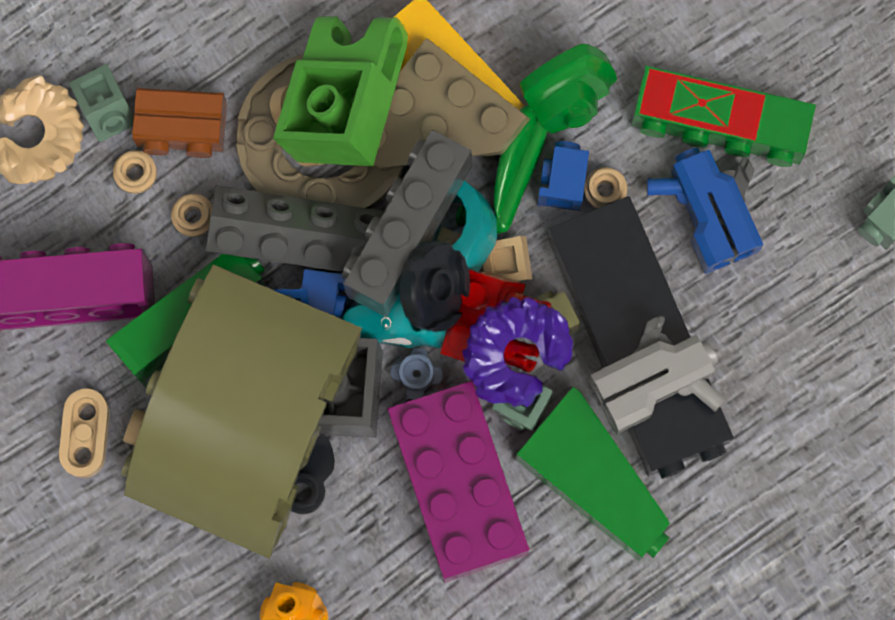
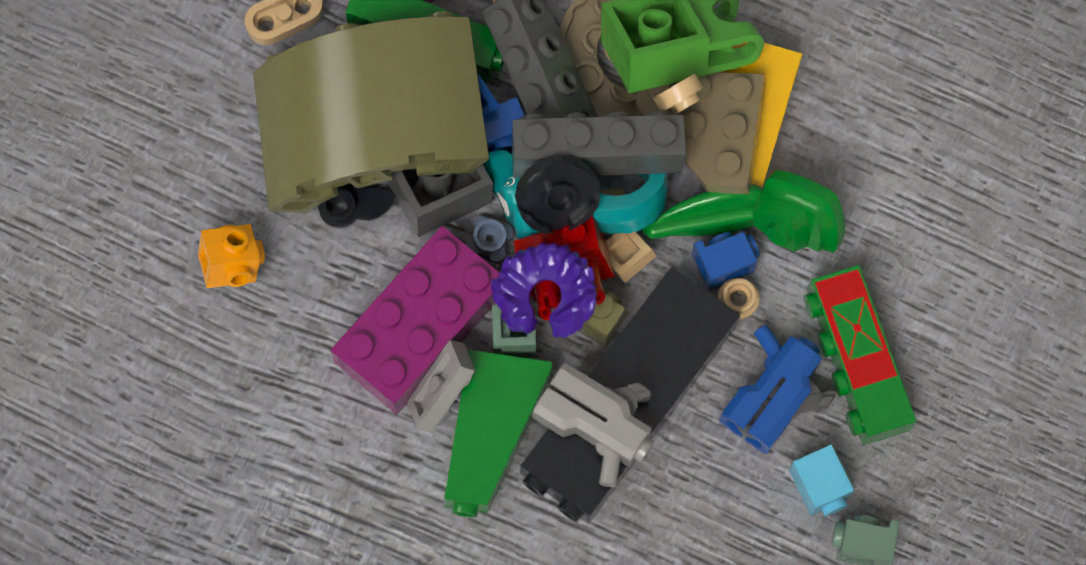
camera: 55 degrees right, 5 degrees down
(407, 122) = (679, 96): none -> tan plate
(536, 498) = (441, 386): none -> light grey plate
(816, 218) = (822, 481): none -> medium azure brick

